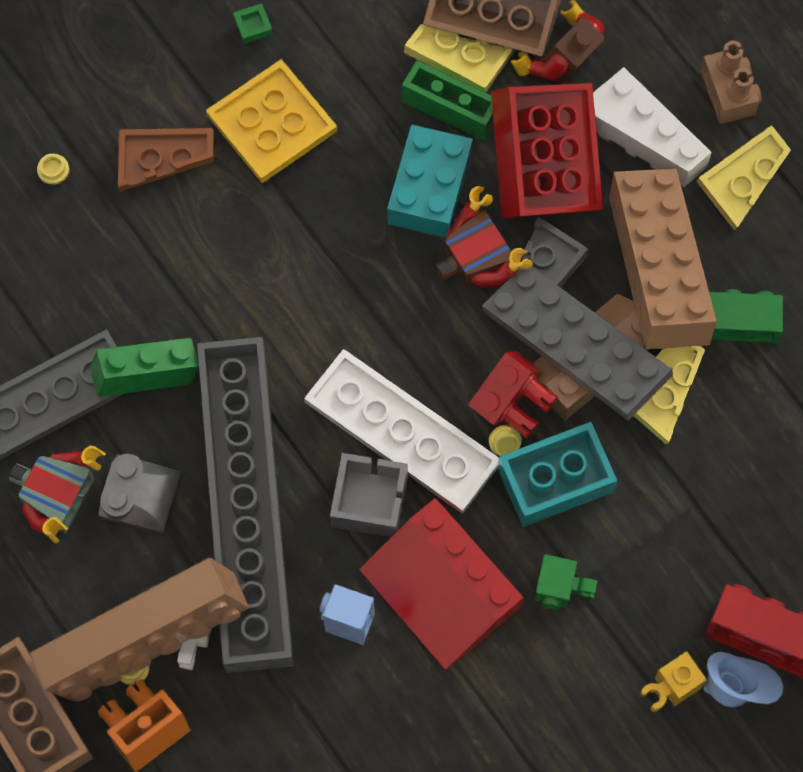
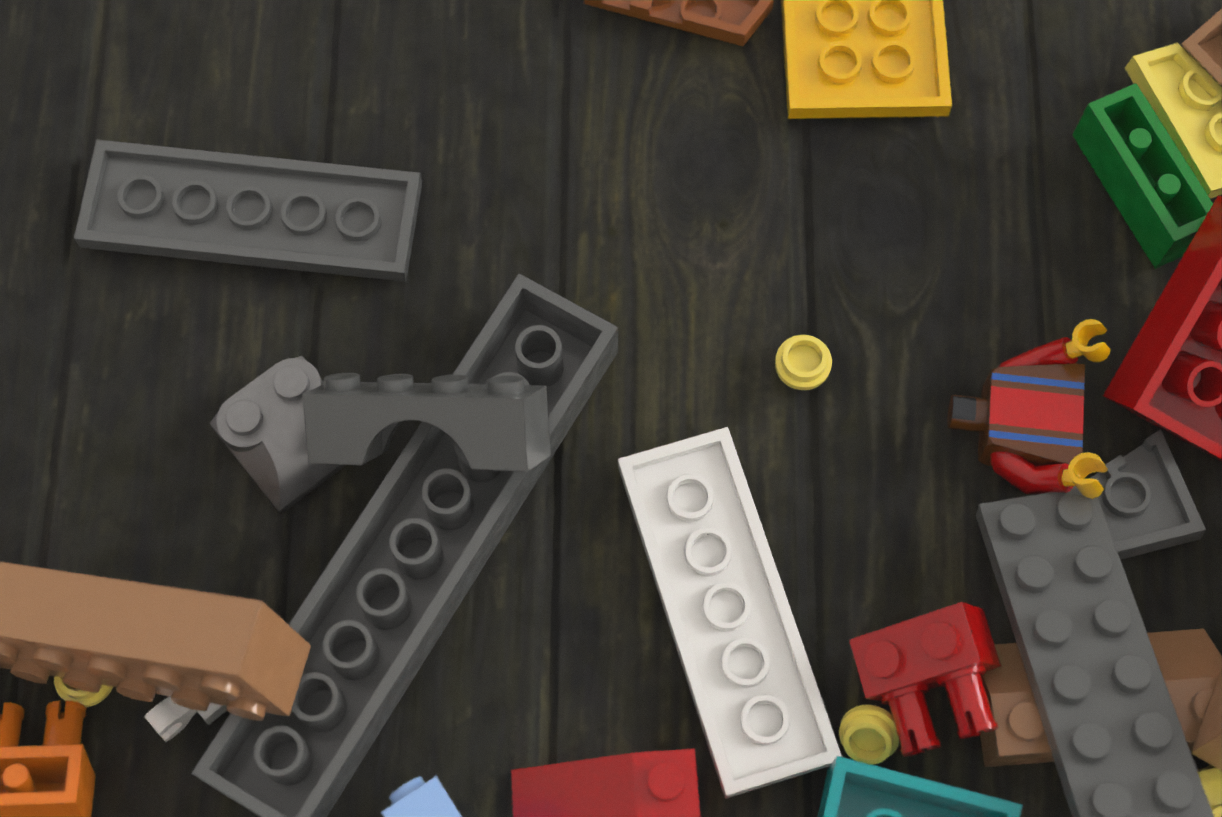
camera: 35 degrees right, 0 degrees up
(55, 488) = (176, 347): torso -> none
(144, 367) = (423, 257): green brick -> none
(243, 416) = (493, 423): none -> dark grey arch
(355, 295) = (803, 362): none -> light yellow plate
(368, 500) = (597, 673): flat silver piece -> none
(429, 181) = (1032, 269): teal brick -> none

